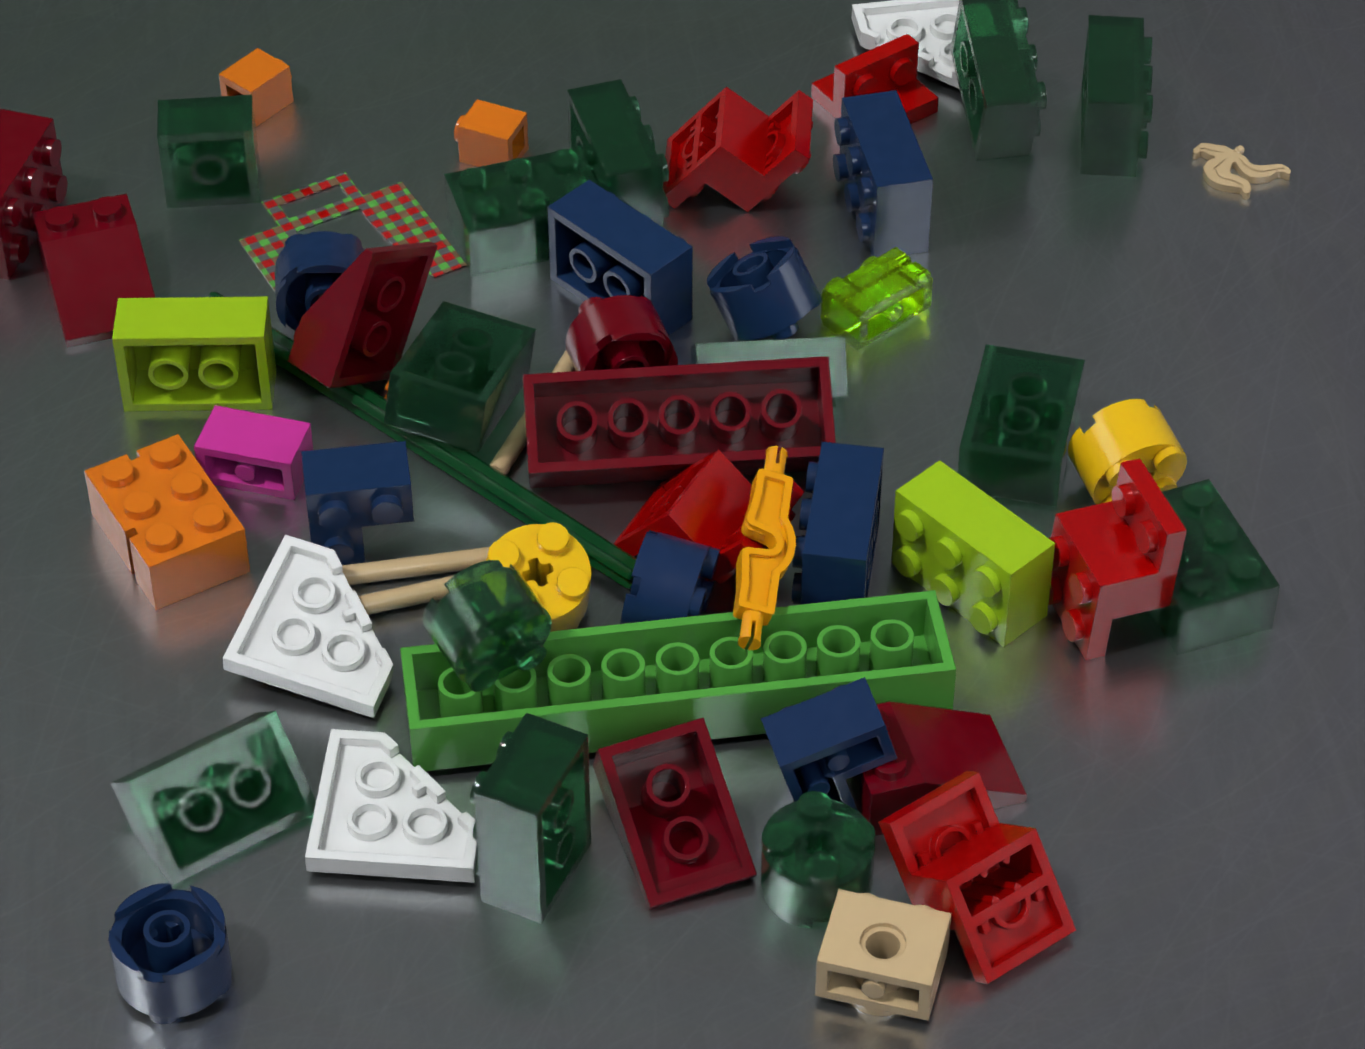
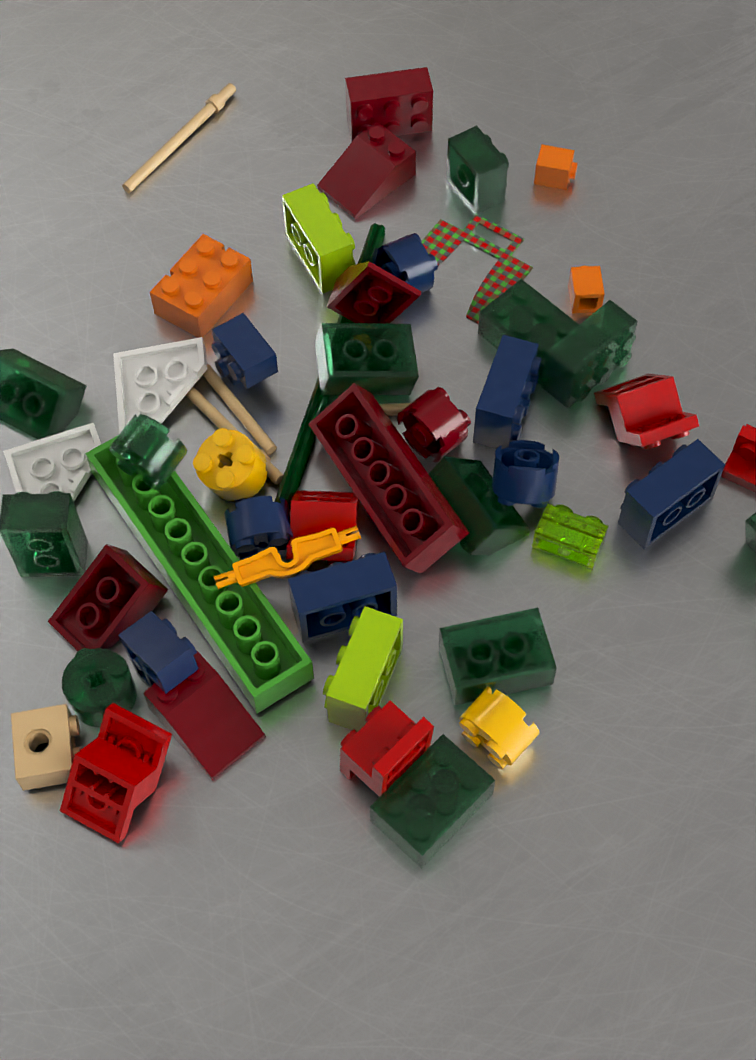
camera: 65 degrees right, 15 degrees up
(254, 451) = (274, 299): dark pink brick -> none

